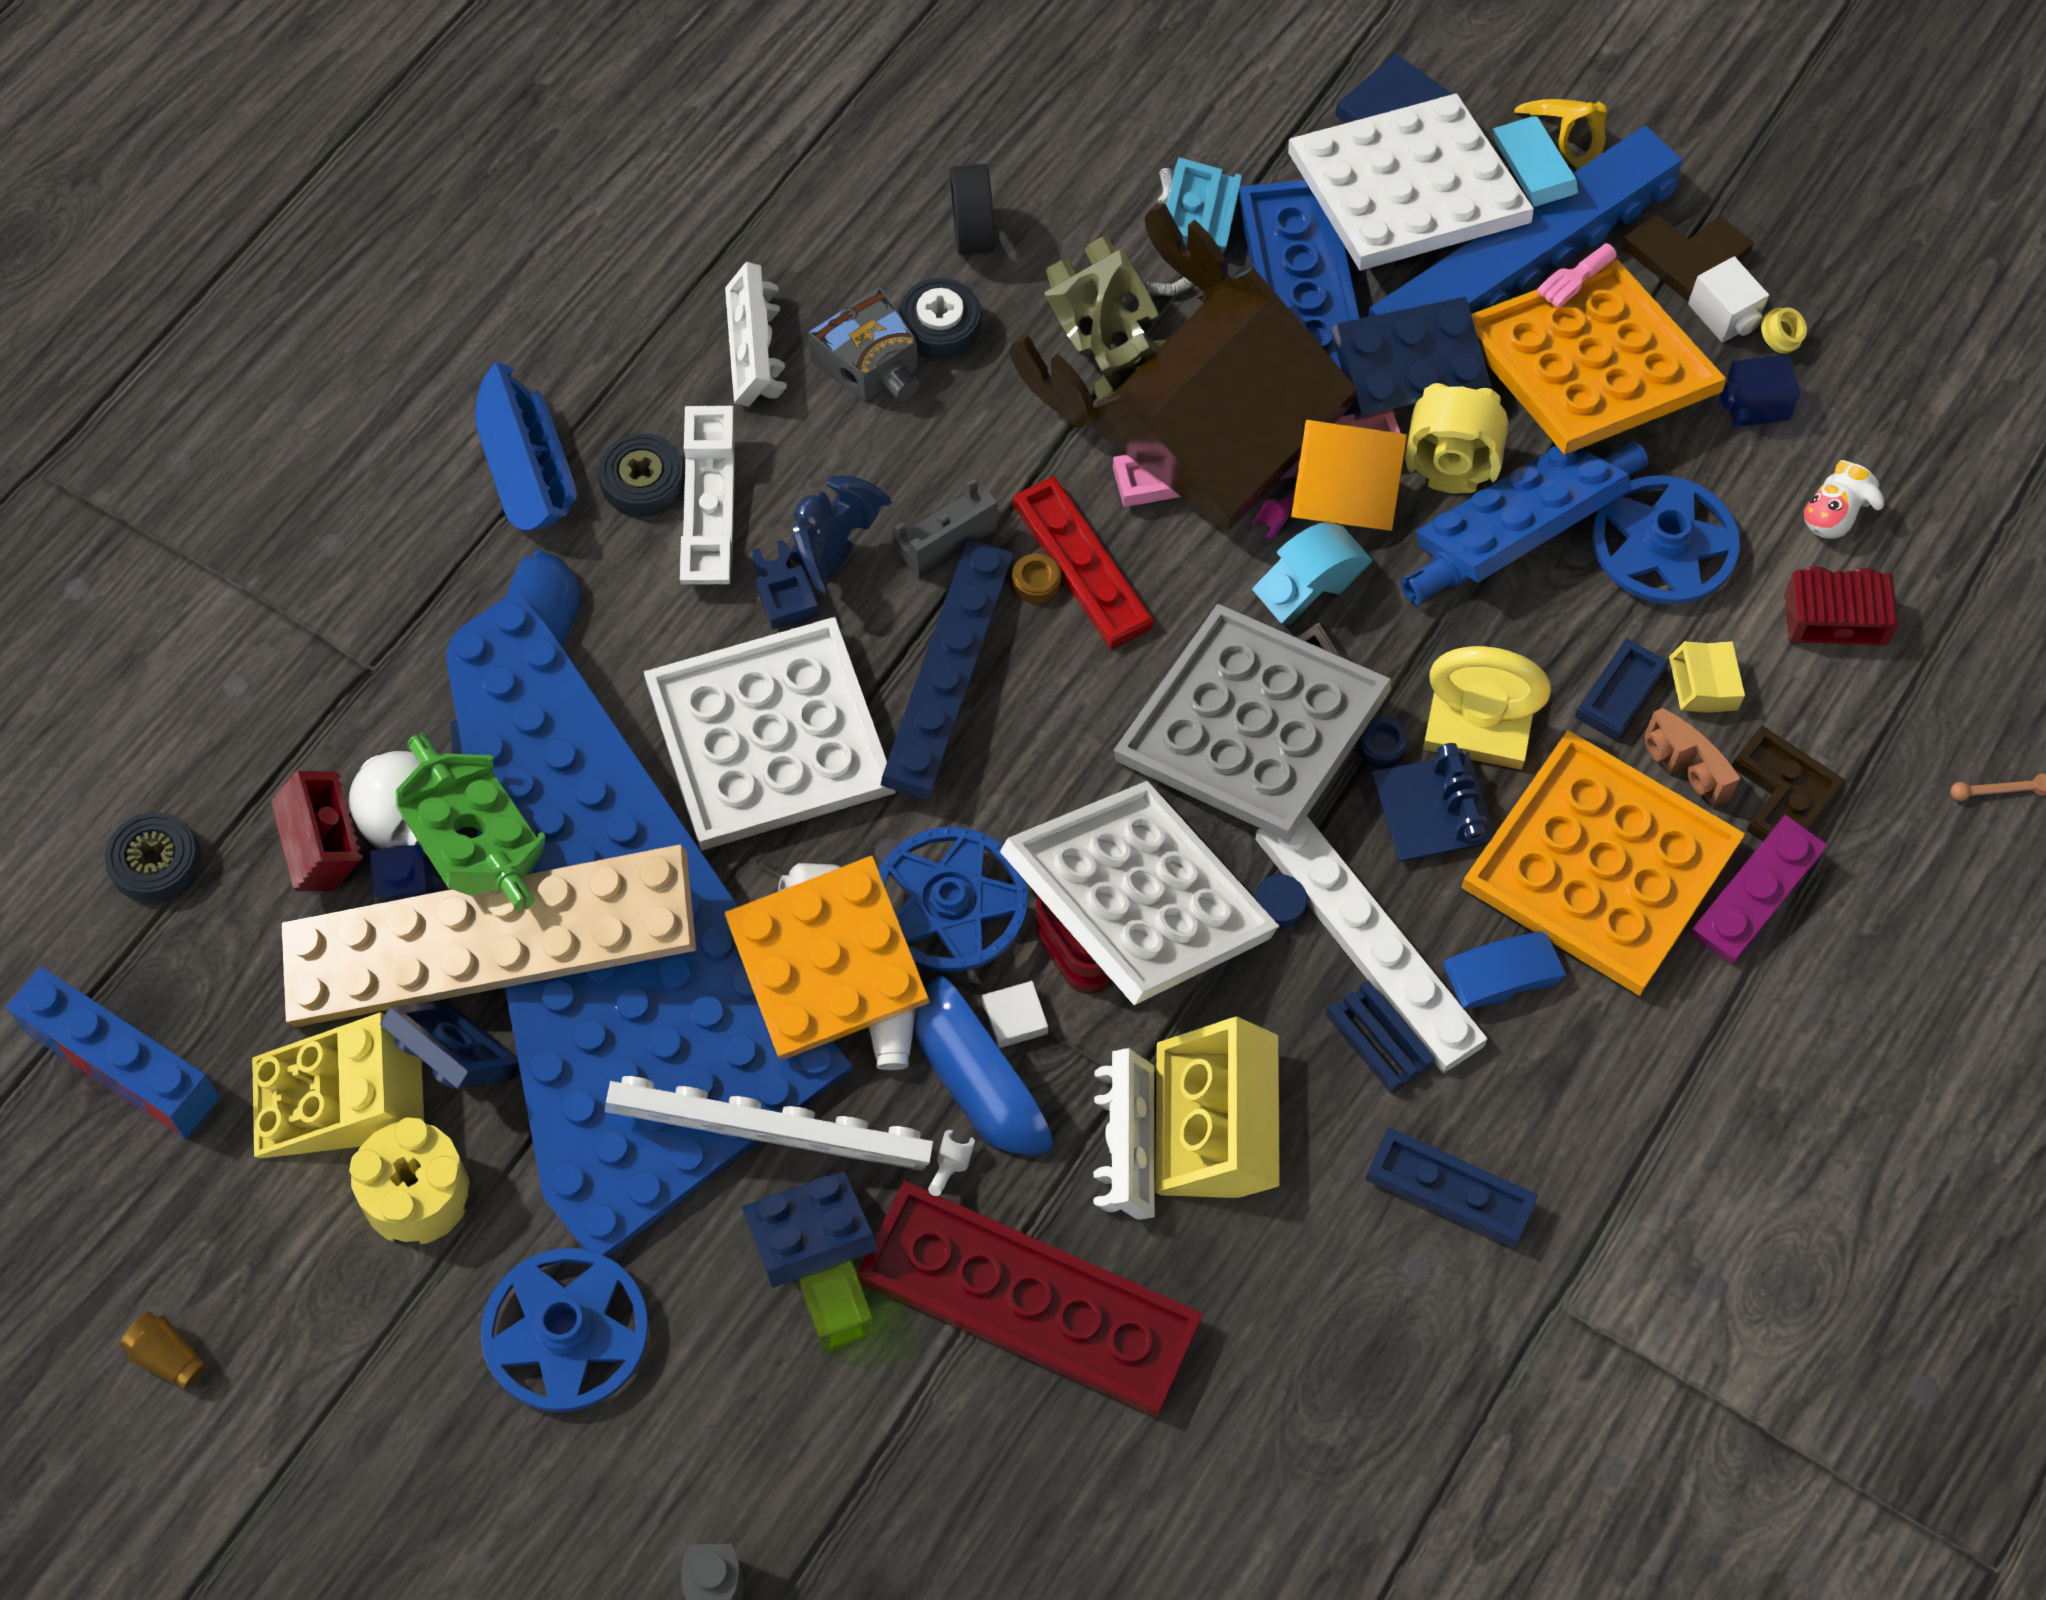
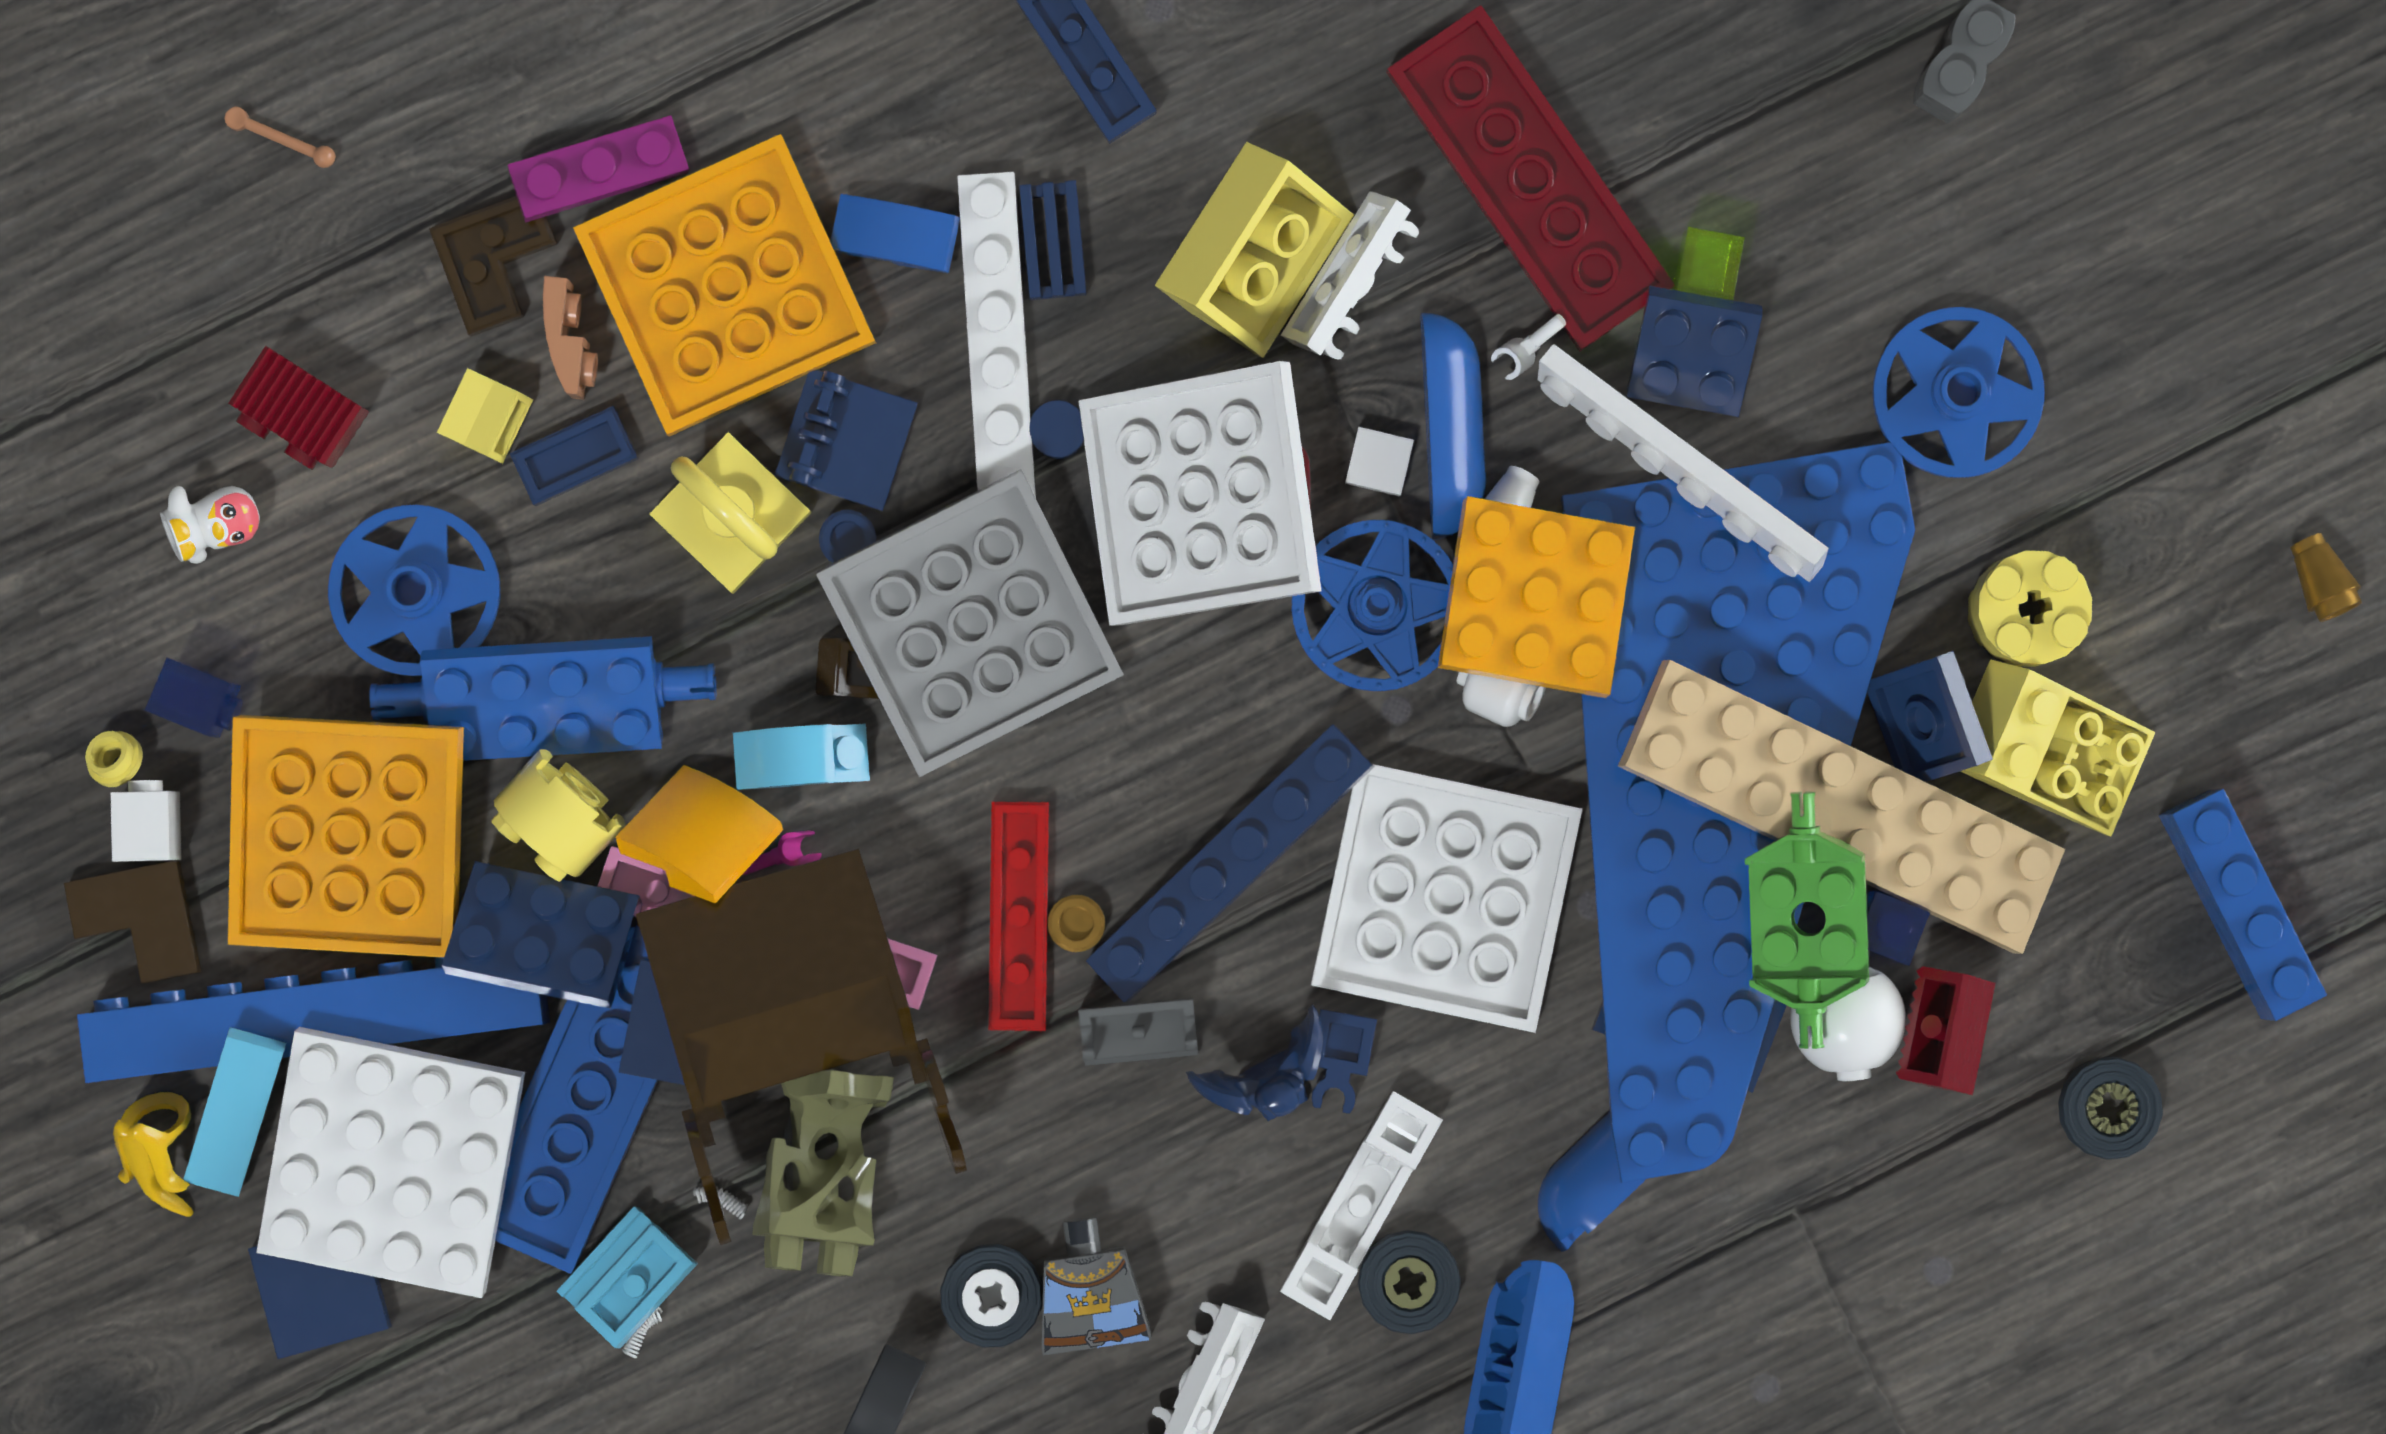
camera: 150 degrees left, 25 degrees up
(1568, 282) = (308, 936): bright pink piece -> none

